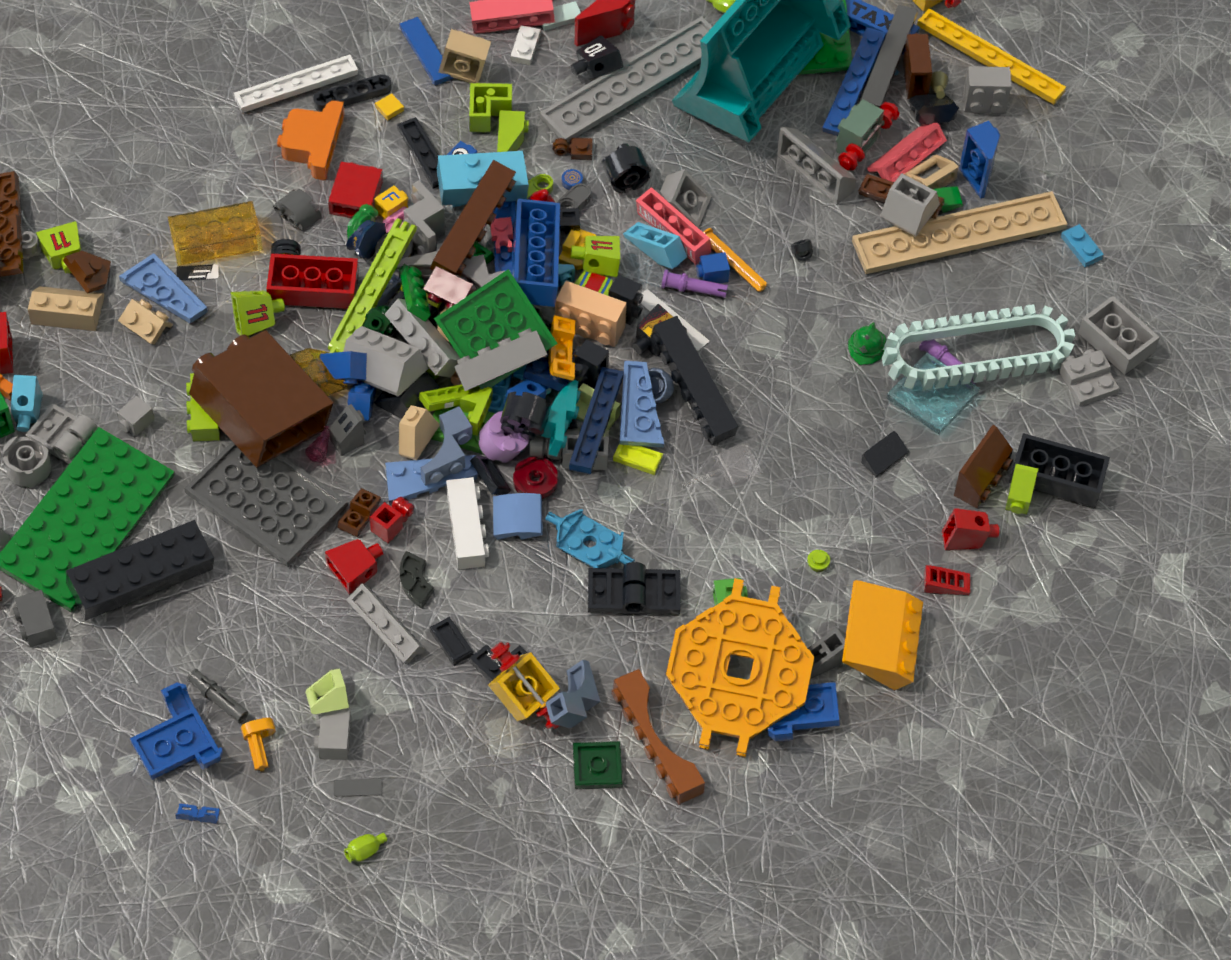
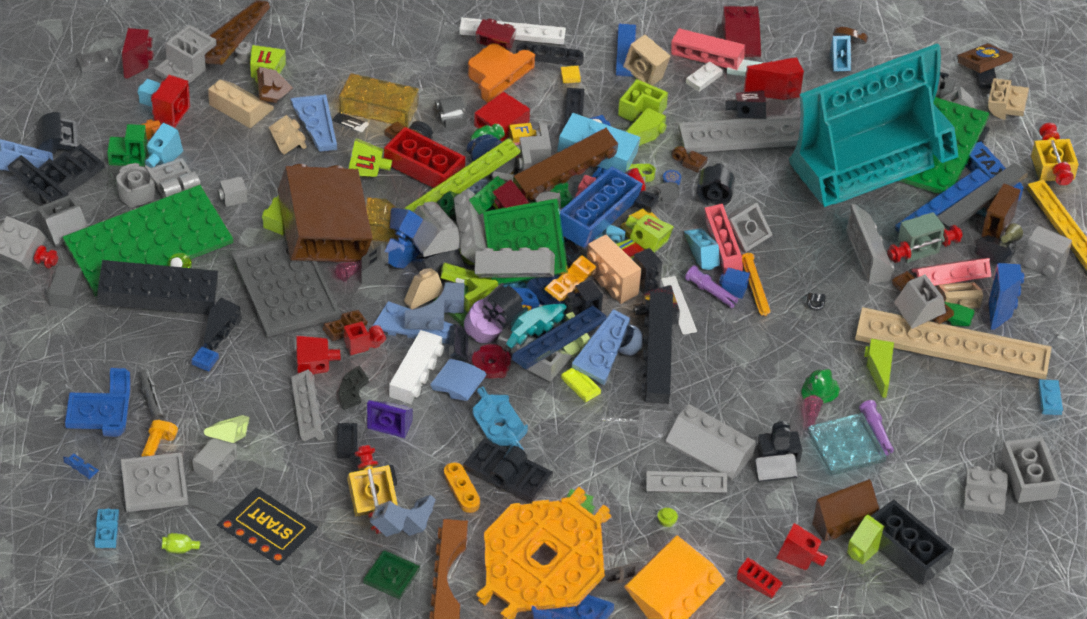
camera: 30 degrees right, 10 degrees down
(140, 529) = (180, 260): none -> clear neon green piece
(229, 571) = (221, 321): none -> black slope
(243, 625) = (205, 359): none -> blue plate
(256, 261) = (393, 130): none -> reddish brown plate
(277, 869) = (107, 528): none -> dark azure slope
(287, 97) = (494, 33): none -> dark red slope
(290, 792) = (154, 482): none -> light grey plate
(436, 778) = (267, 526): none -> black sticker
(482, 594) = (389, 418): none -> dark purple slope
(604, 640) = (455, 476): none -> light orange plate
(807, 458) = (710, 442): none -> light grey slope
(811, 514) = (686, 482): none -> light grey hinge
(874, 427) = (780, 442): none -> black brick
(877, 371) = (812, 406): none -> clear pink cone
(908, 289) = (879, 363): none -> lime slope
(978, 324) = (833, 390): light aqua piece -> none

